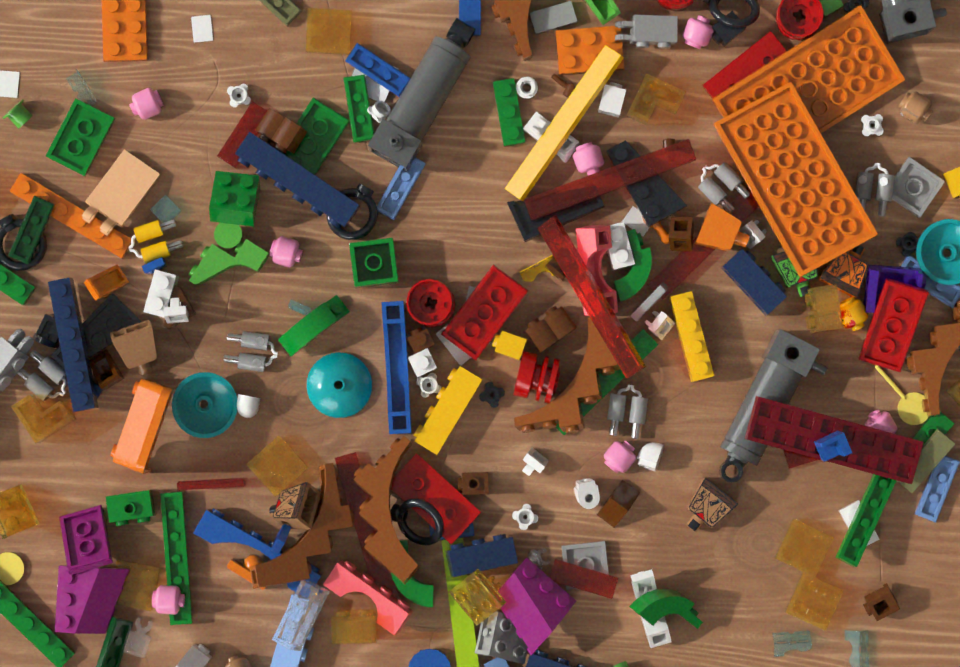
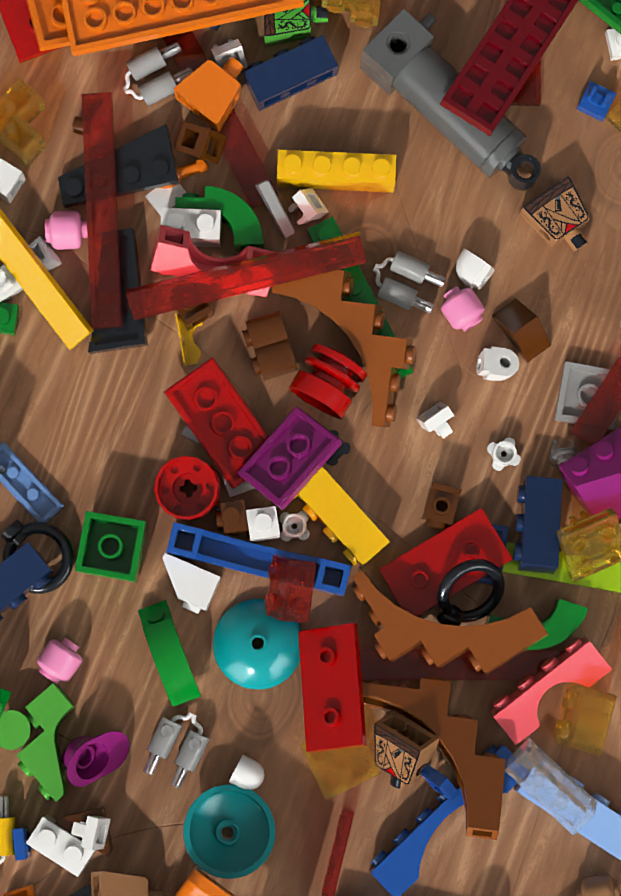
camera: 80 degrees left, 5 degrees down
(227, 297) = (94, 757): none -> magenta piece
(244, 570) = (465, 845): orange tile -> none
(300, 308) = (139, 664): clear light blue tile -> none
(323, 445) = (332, 688): none -> red plate
(366, 325) = (191, 583): none -> white slope
(381, 395) = (290, 589): none -> clear red bracket
(473, 367) = (289, 458): none -> magenta tile
(509, 345) = (275, 404): yellow brick -> none
(803, 508) = (596, 101): none -> blue tile
(832, 446) = (532, 28): blue panel -> none

